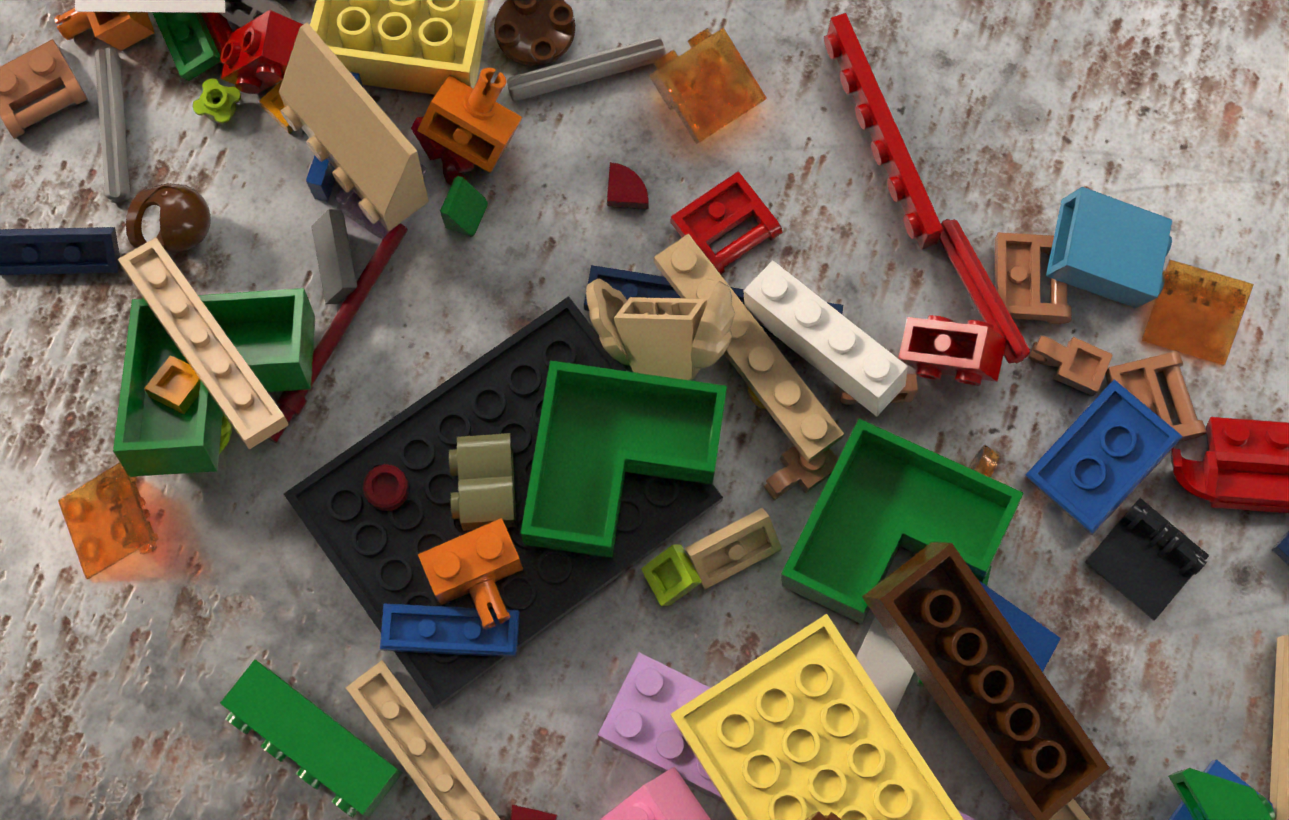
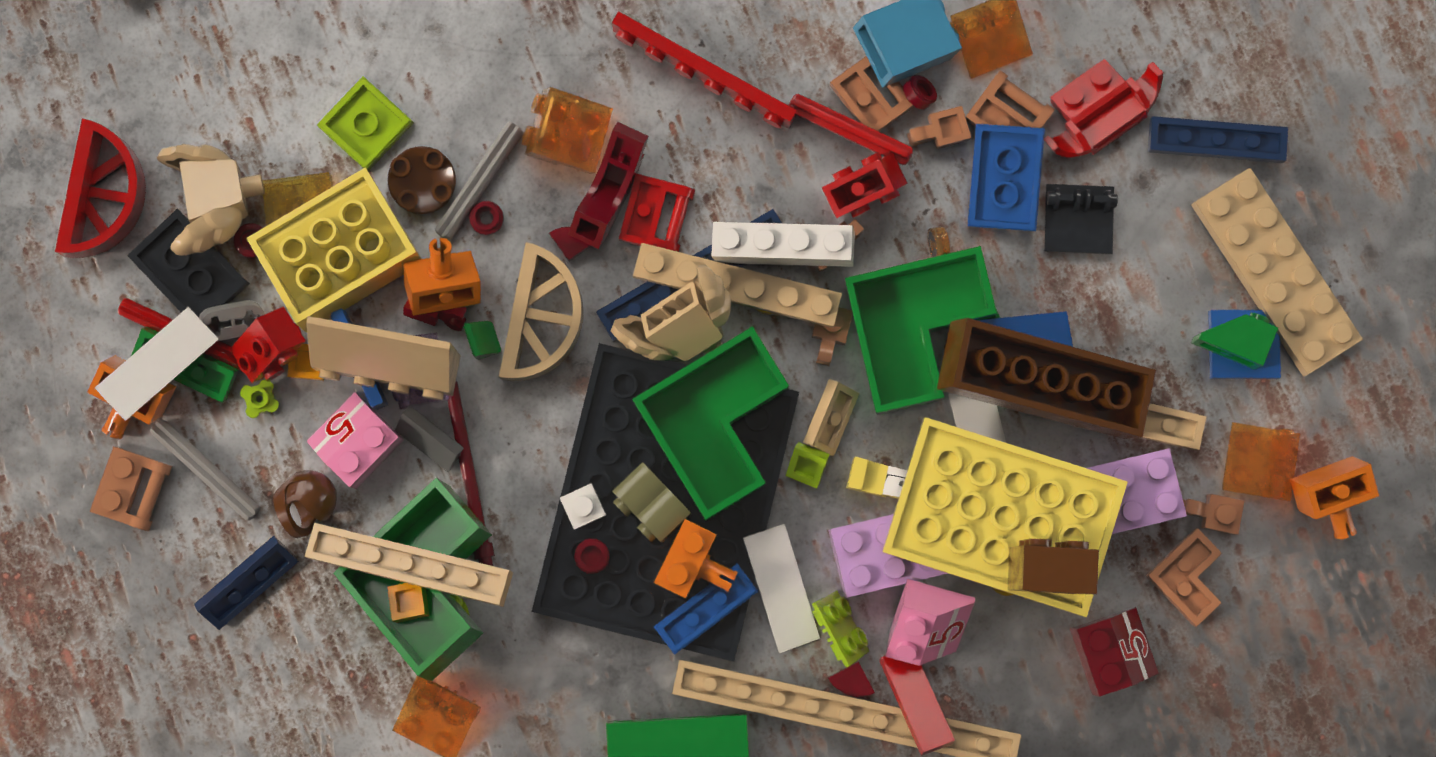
camera: 40 degrees left, 10 degrees up
(265, 208) = (354, 441): none -> bright pink slope
(418, 433) = (582, 506): none -> white plate
(522, 210) = (522, 311): none -> tan window
(542, 676) = (781, 588): none -> white sticker
(564, 95) = (481, 209): none -> dark red plate
(566, 763) = (848, 639): none -> lime hinge
(689, 172) = (610, 186): none -> dark red arch
(725, 640) = (875, 478): none -> light yellow leg
(1080, 310) = (920, 92): none -> dark red tile

